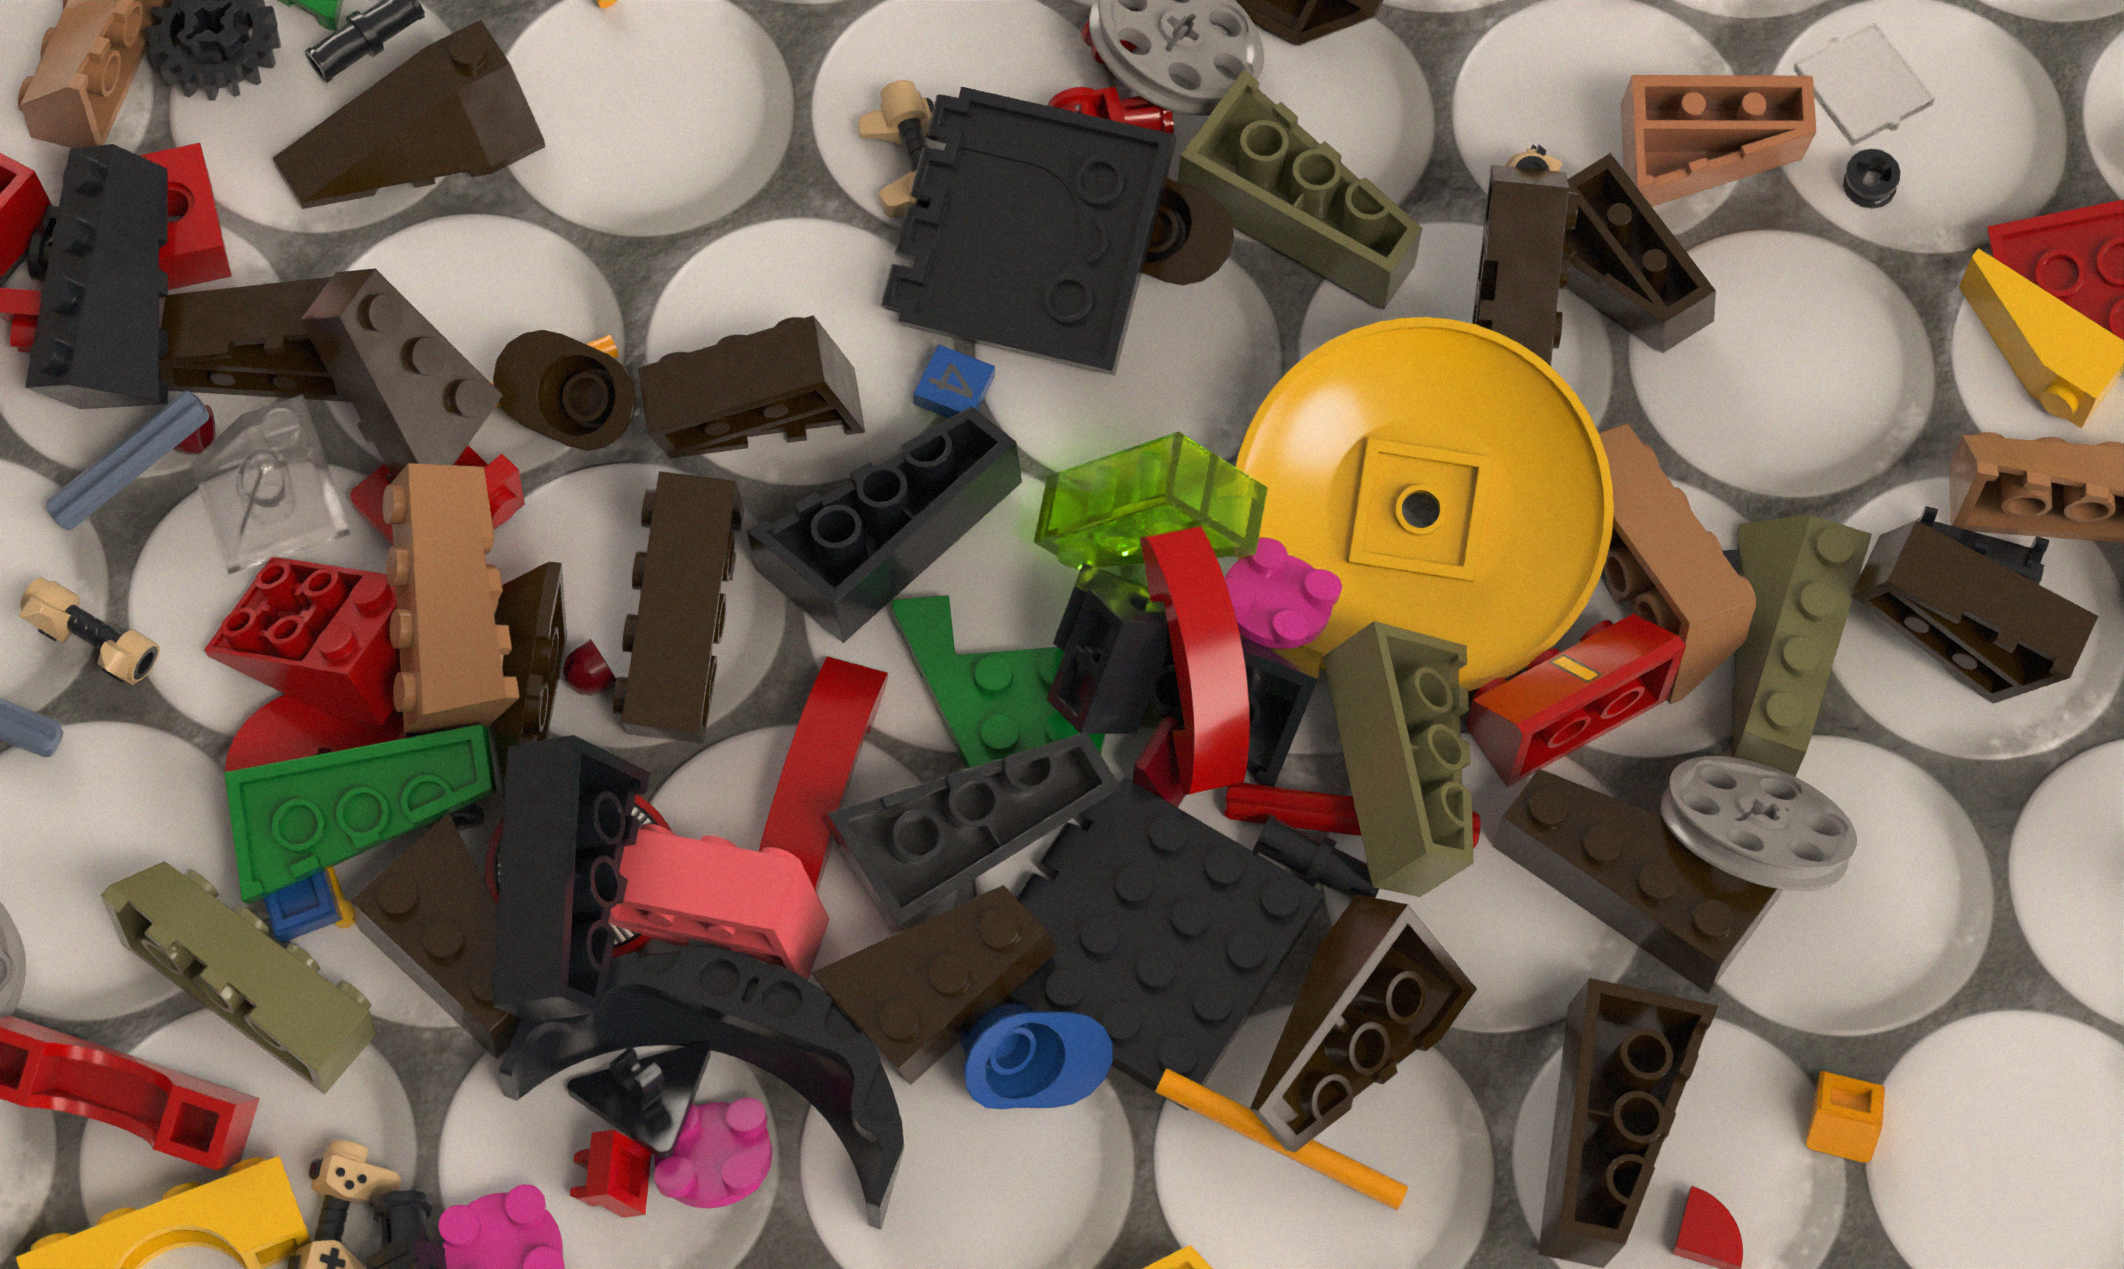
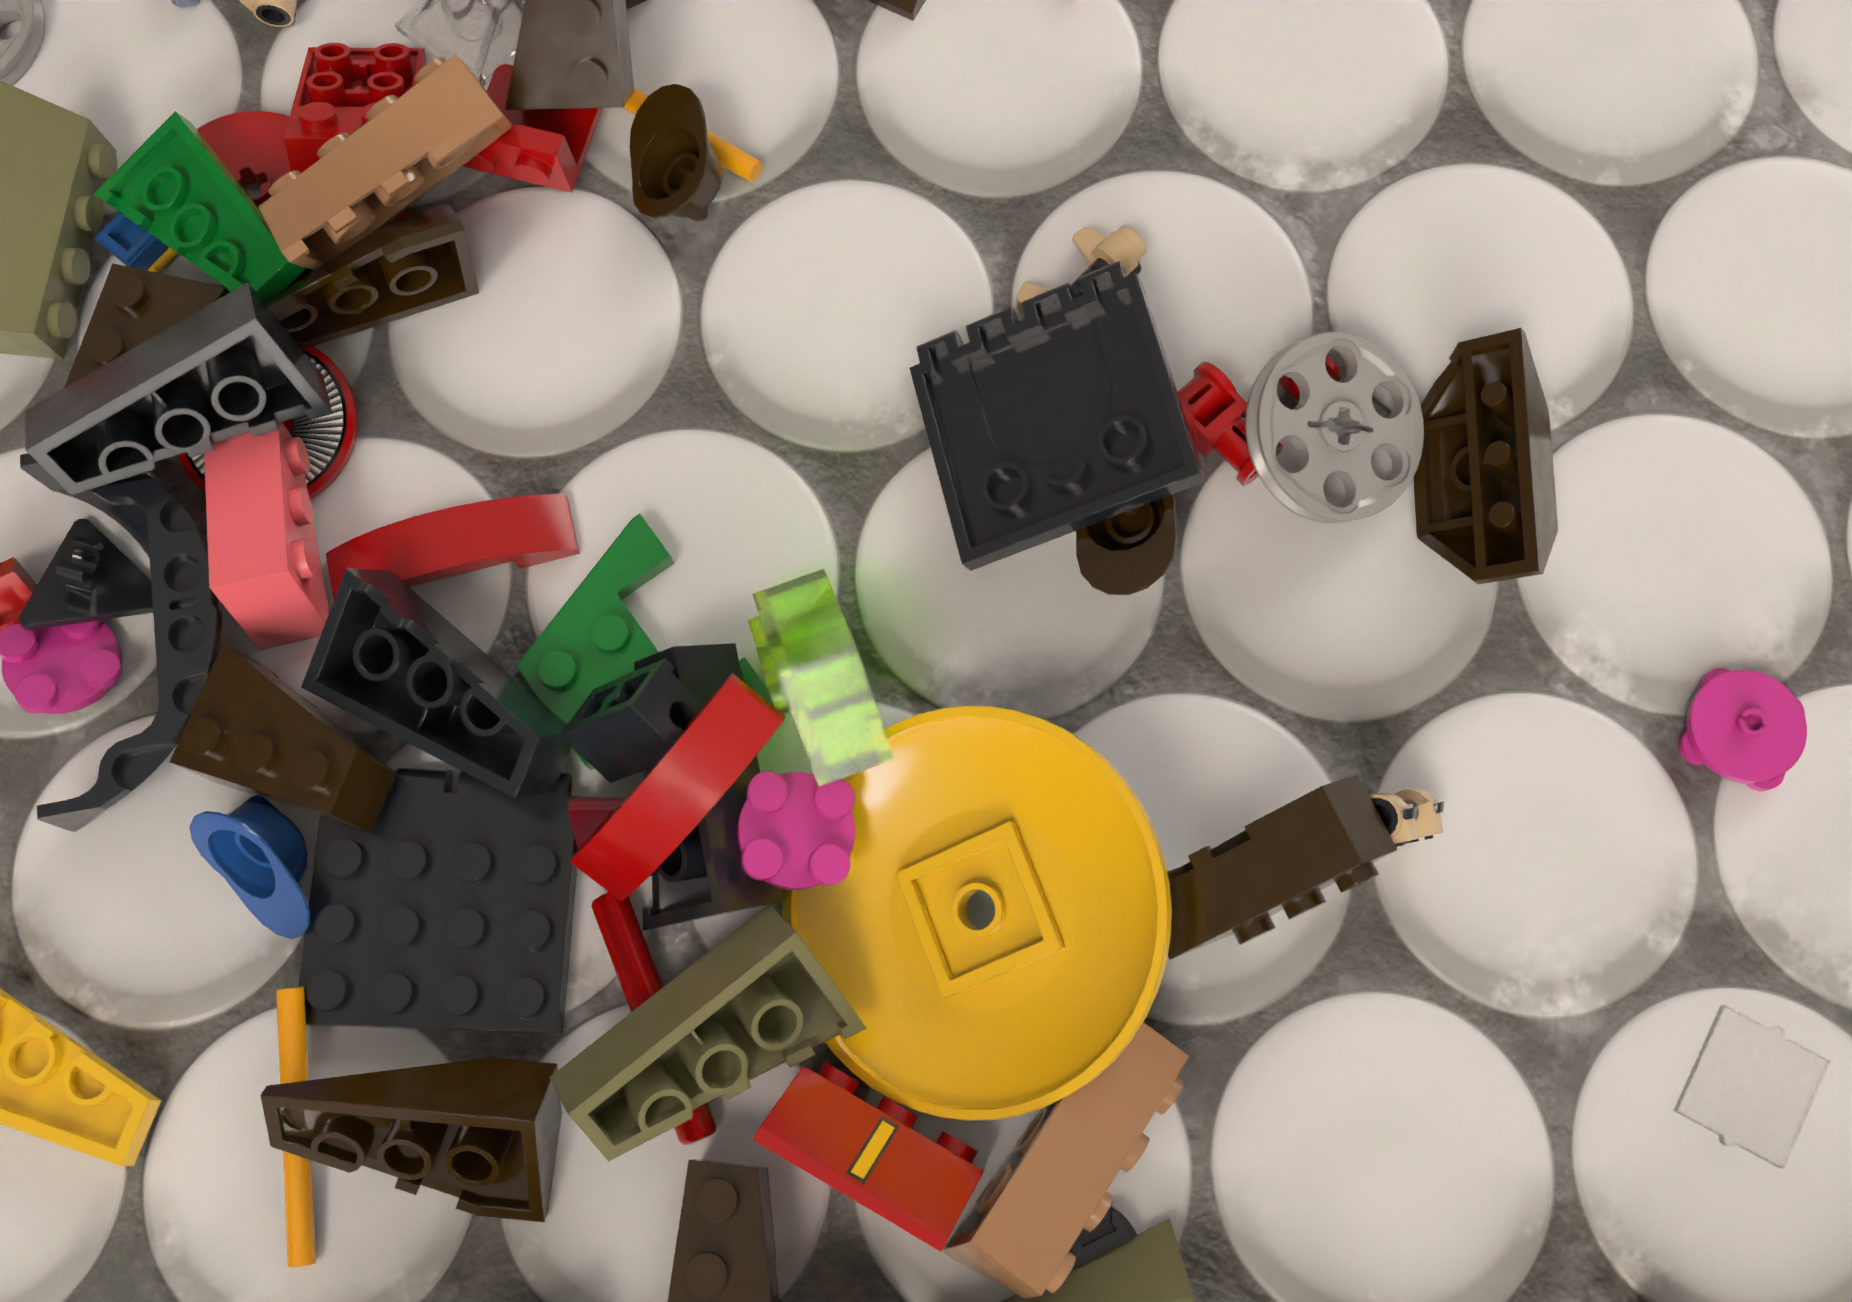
camera: 70 degrees right, 10 degrees up
(588, 670) = (448, 324): dark red hinge -> none
(678, 606) = (526, 352): dark brown wedge -> none
(749, 388) = (764, 292): dark brown wedge -> none
(888, 524) = (696, 467): black wedge -> none
(953, 383) = (881, 447): blue tile -> none
(1299, 194) = (1244, 610): olive wedge -> none
(1314, 859) = (584, 996): black pin -> none
(1632, 262) = (1376, 955): dark brown wedge -> none
(1712, 129) = (1577, 964): nougat wedge -> none
(1858, 168) = (1652, 1132): black bush -> none

